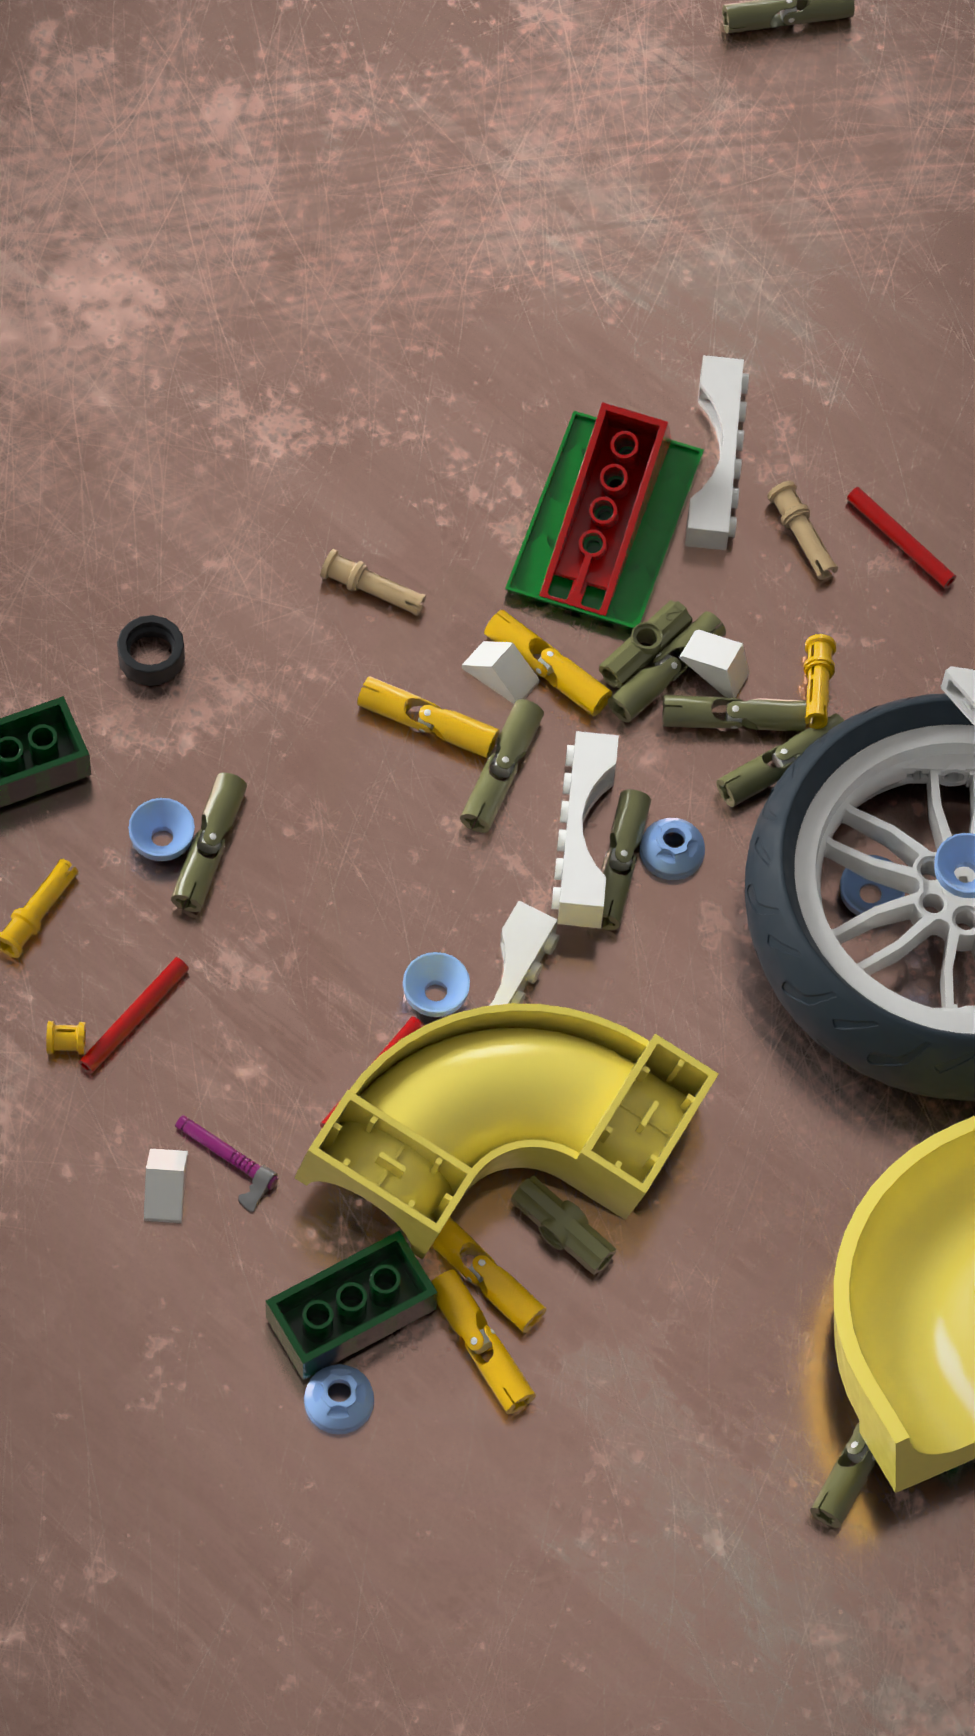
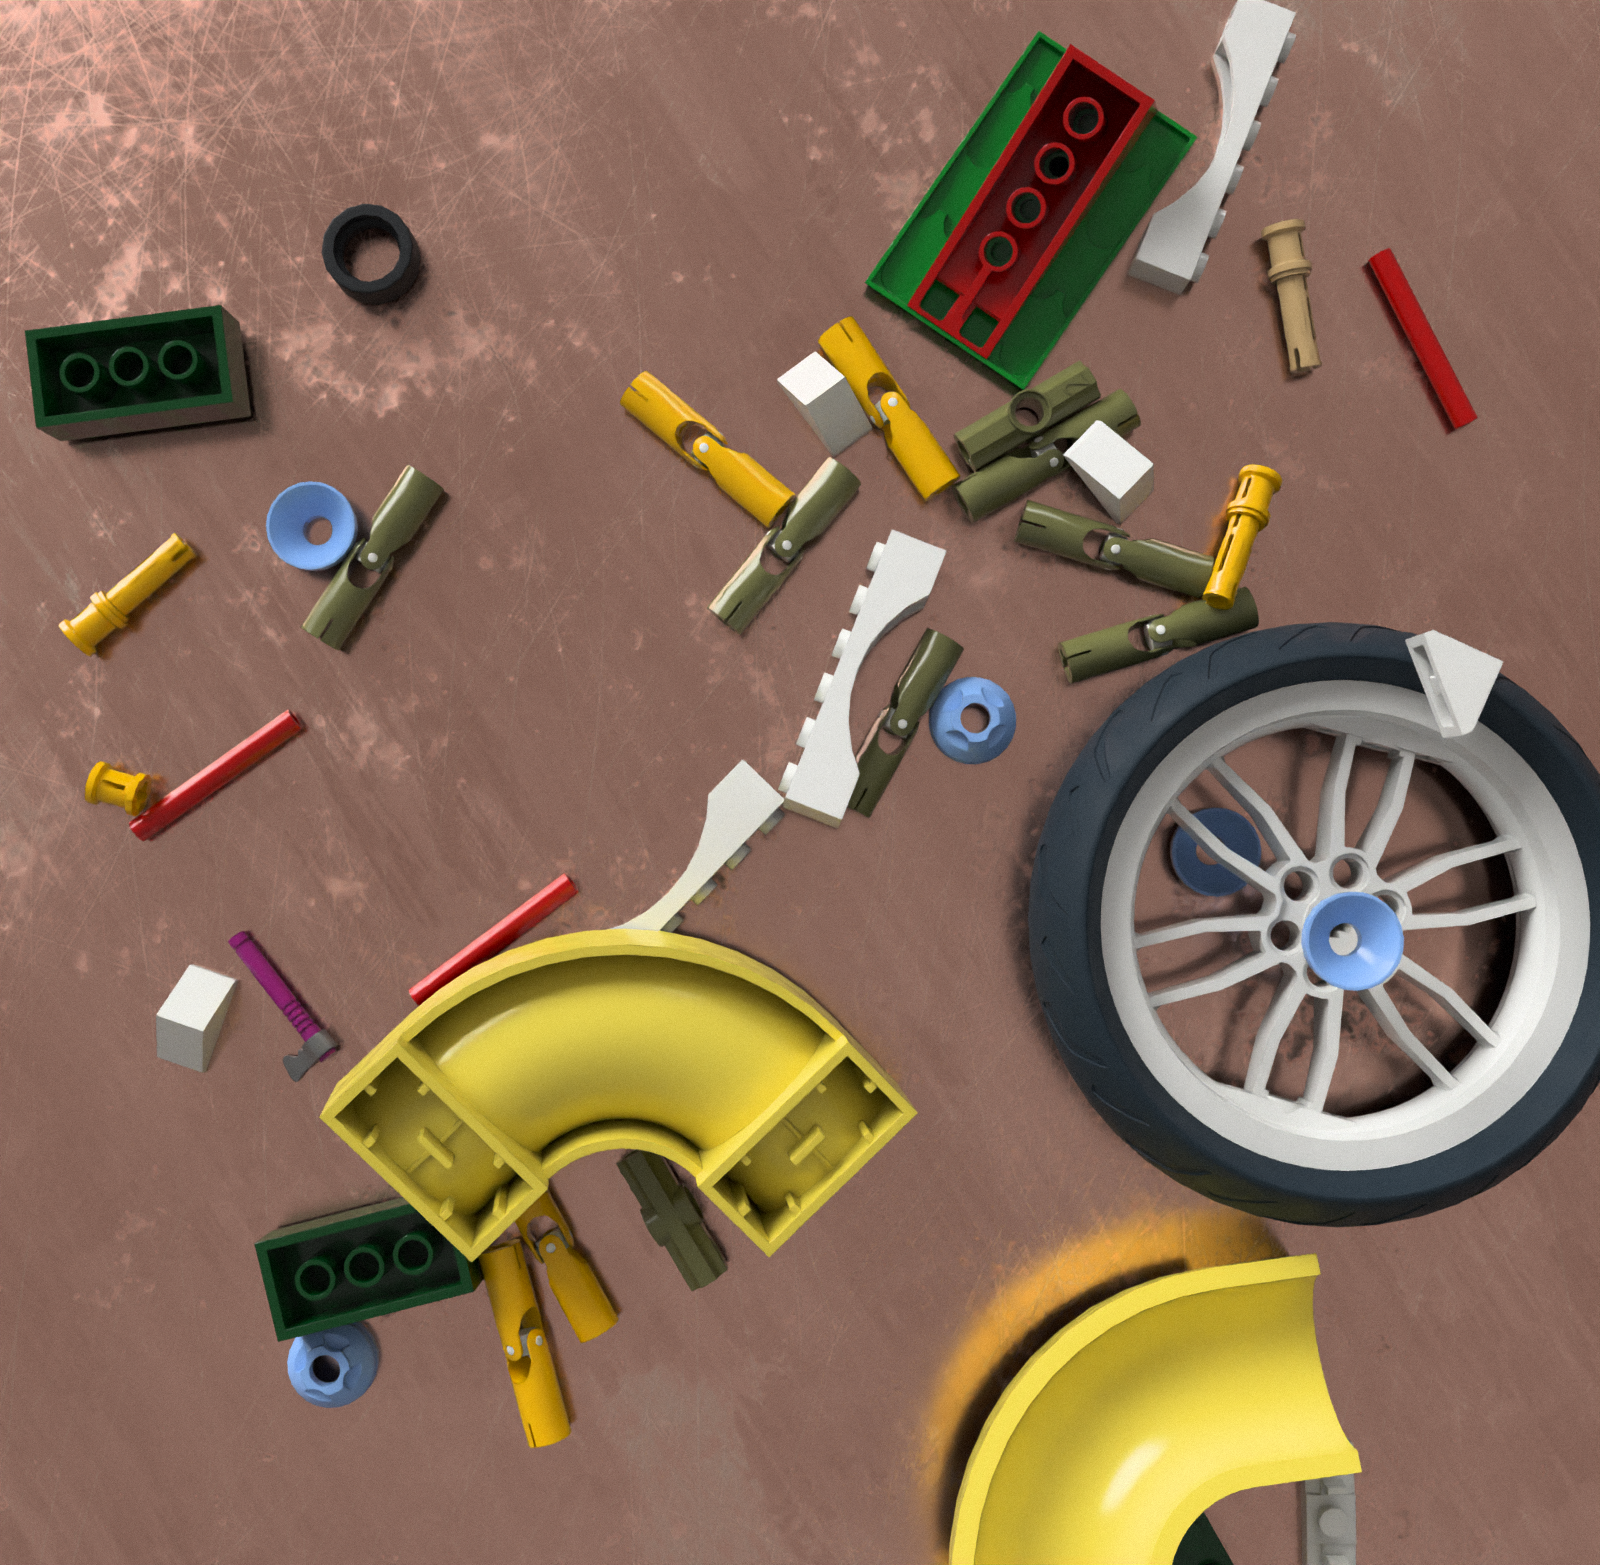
camera: 20 degrees right, 25 degrees up
(358, 577) = (675, 215): tan pin -> none
(440, 970) = (578, 843): light blue piece -> none

